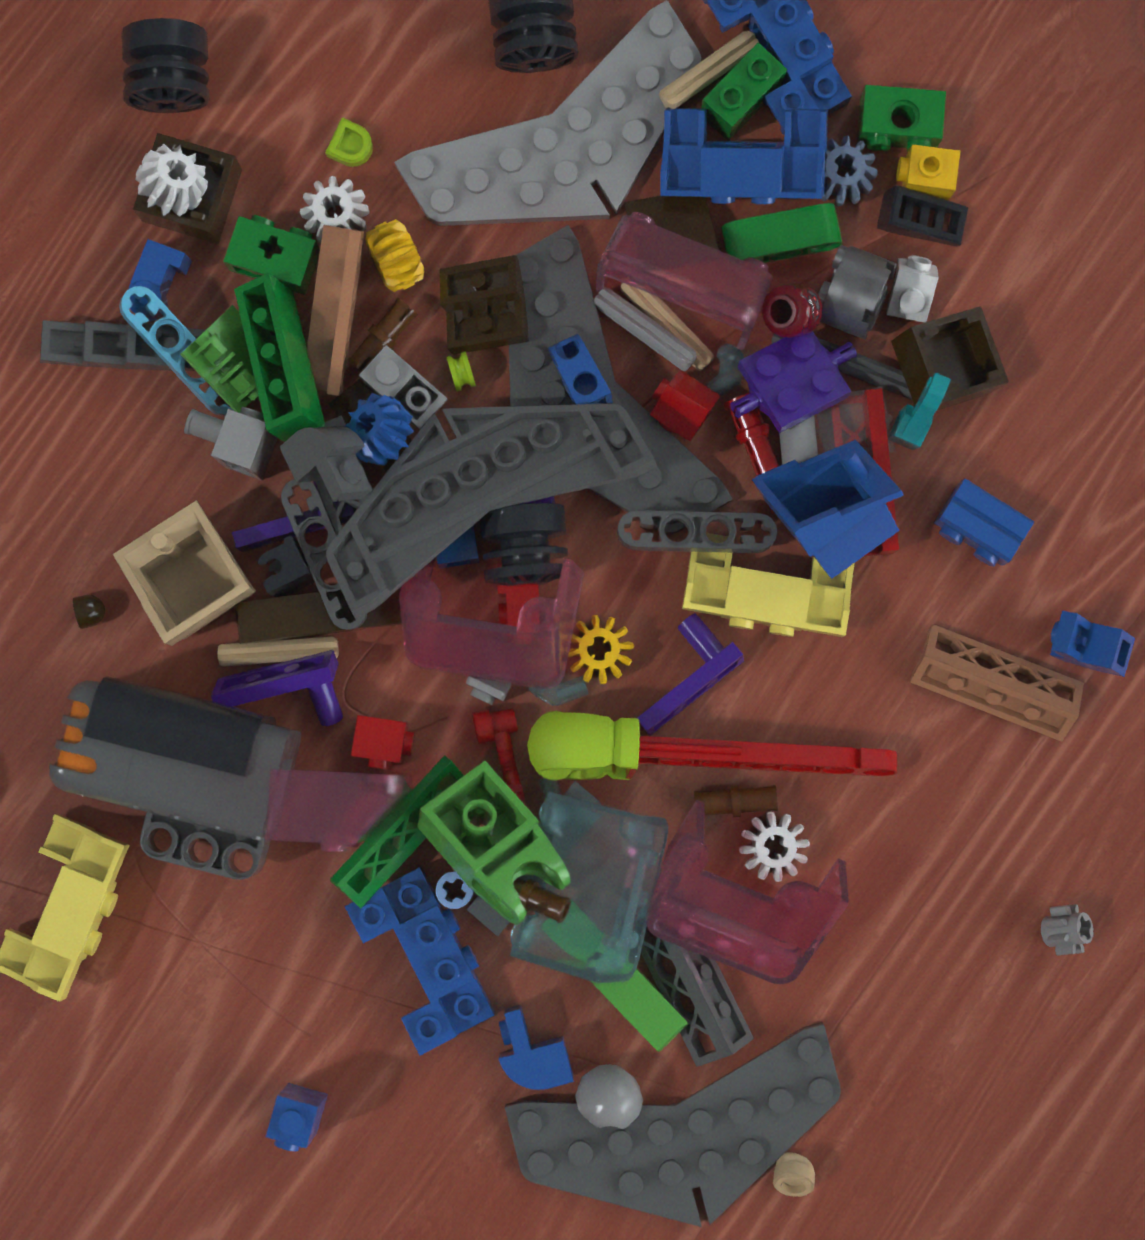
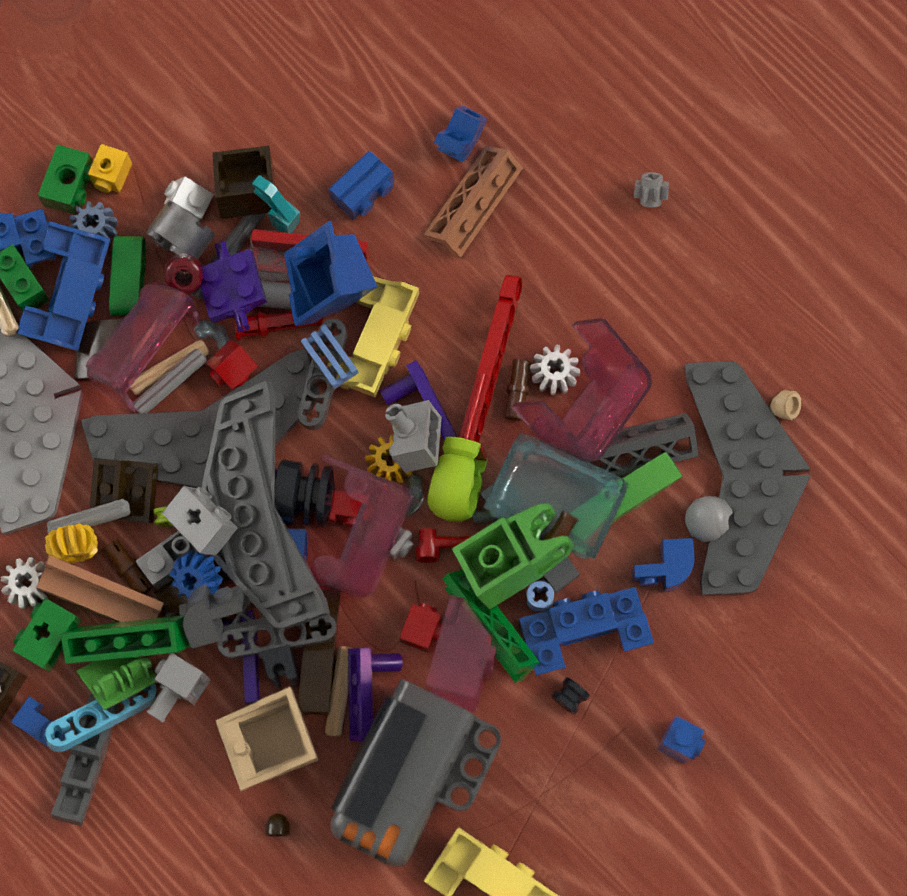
camera: 75 degrees left, 10 degrees down
(330, 956) = (570, 696): none -> black wheel
(436, 270) = (93, 516): none -> light grey axle
(450, 416) = (200, 520): none -> light grey brick
(579, 372) = (189, 429): blue leg -> none
(630, 677) = (415, 435): none -> light grey brick
(743, 510) = (316, 337): none -> medium blue tile
(909, 198) = (131, 197): black slope -> none

